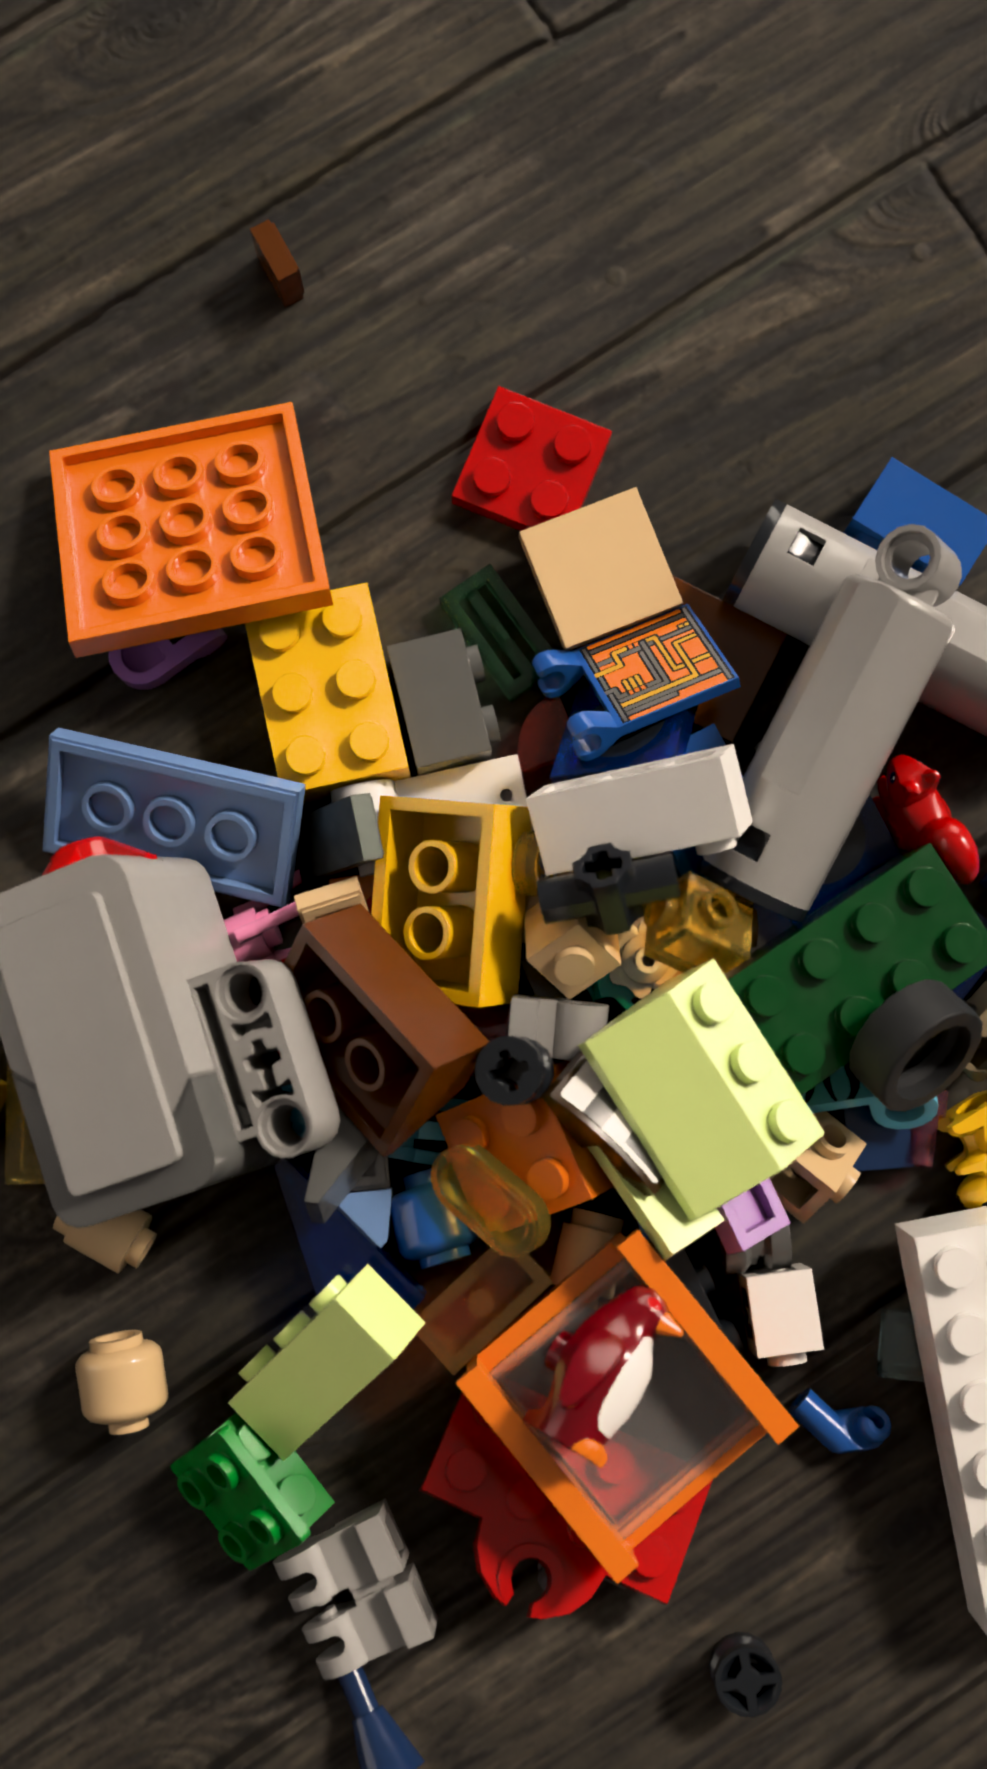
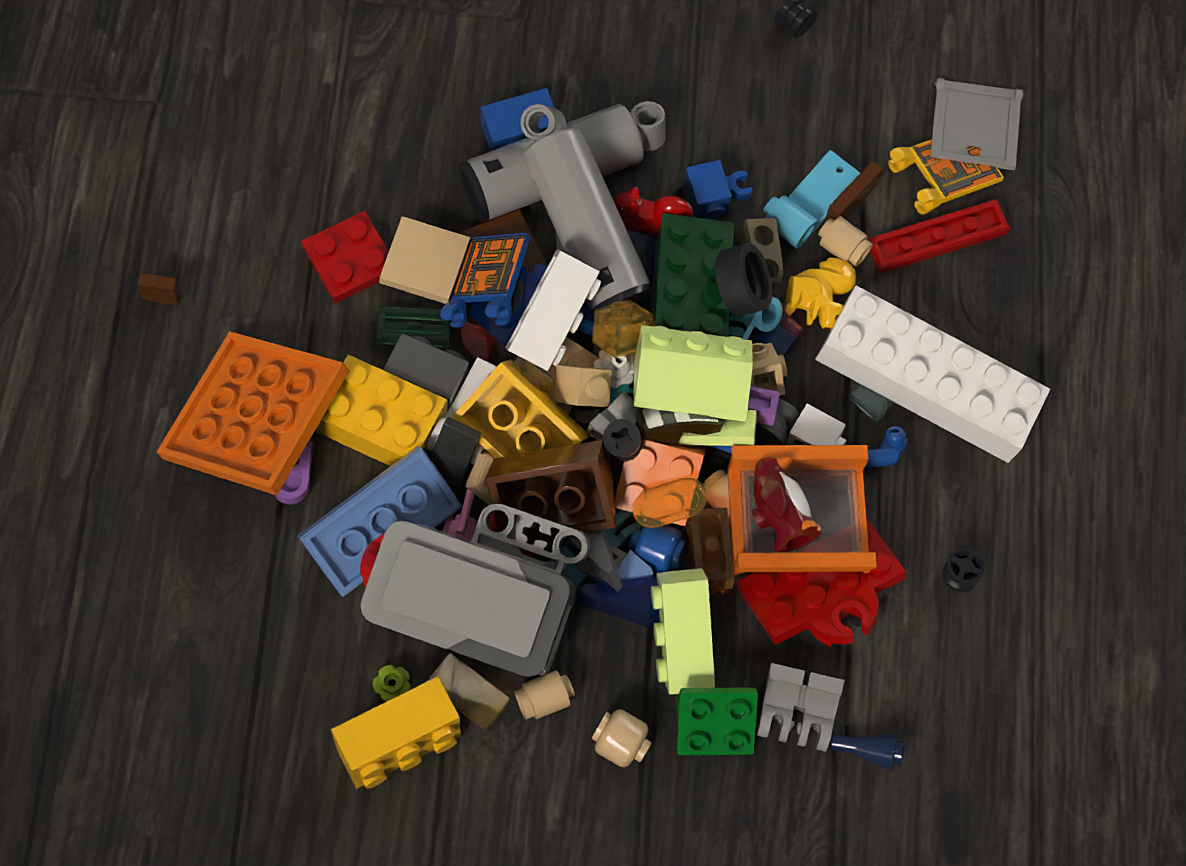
camera: 55 degrees left, 15 degrees down
(608, 889) = (576, 343): black axle -> none

